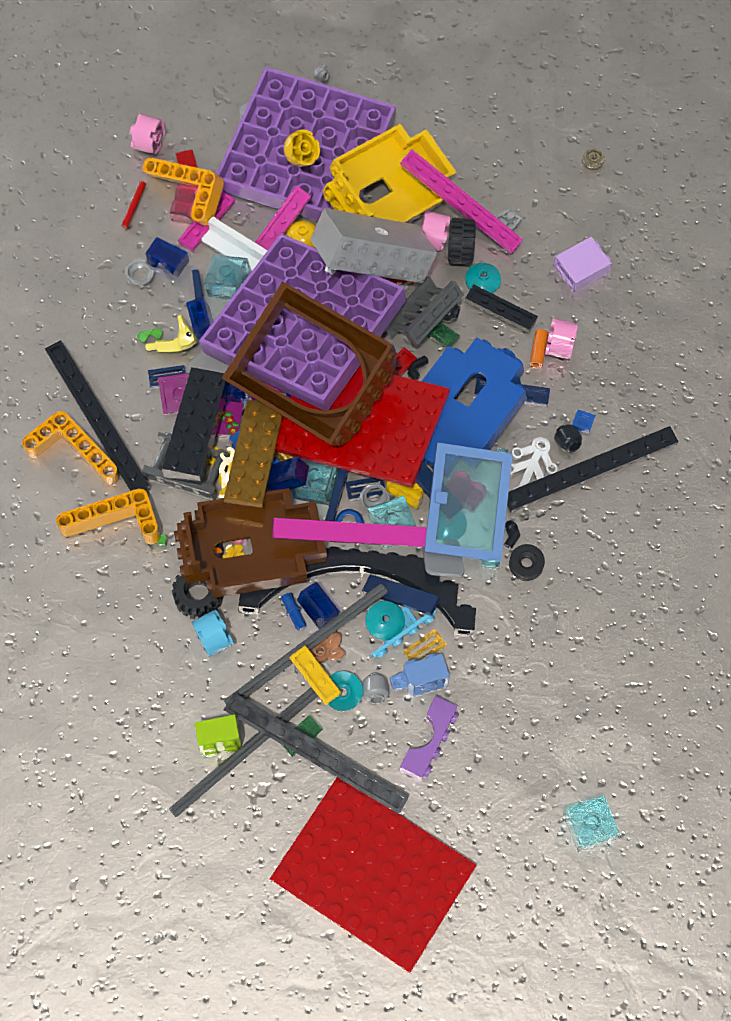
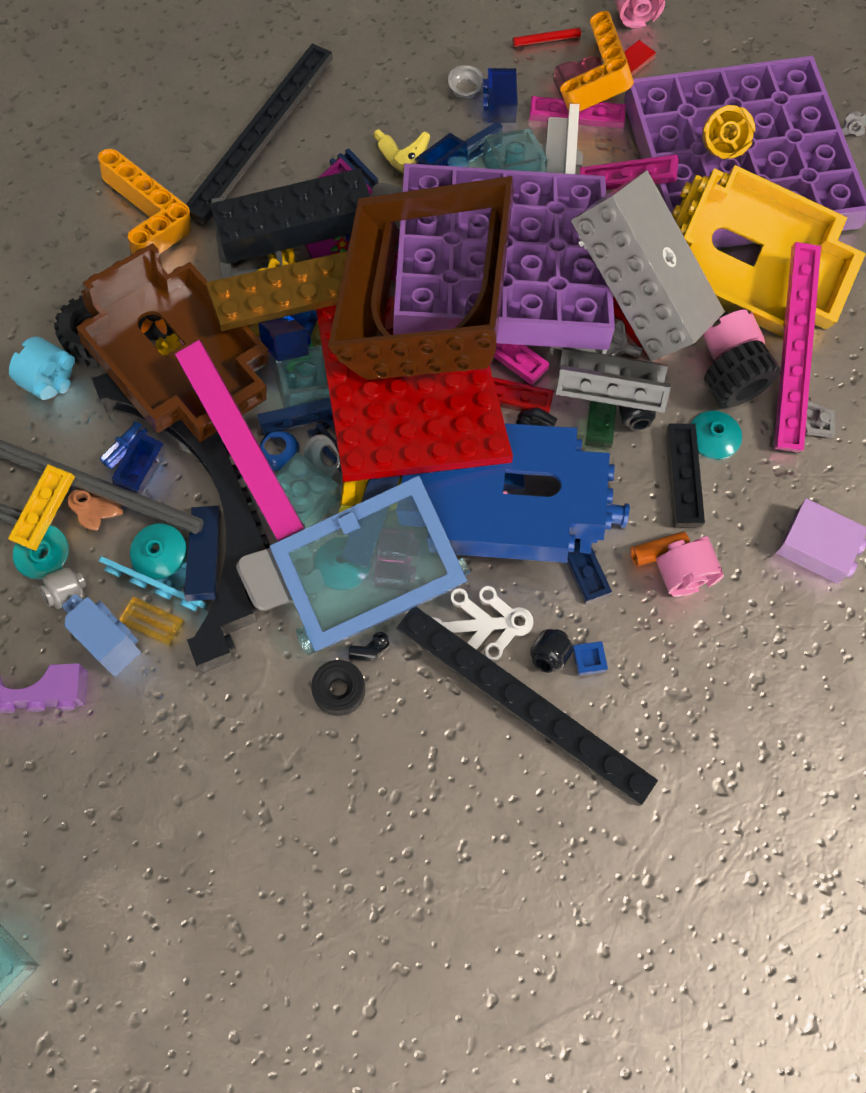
camera: 60 degrees right, 0 degrees up
(77, 443) = (226, 112): light orange beam -> none
(143, 335) = (401, 133): bright green piece -> none

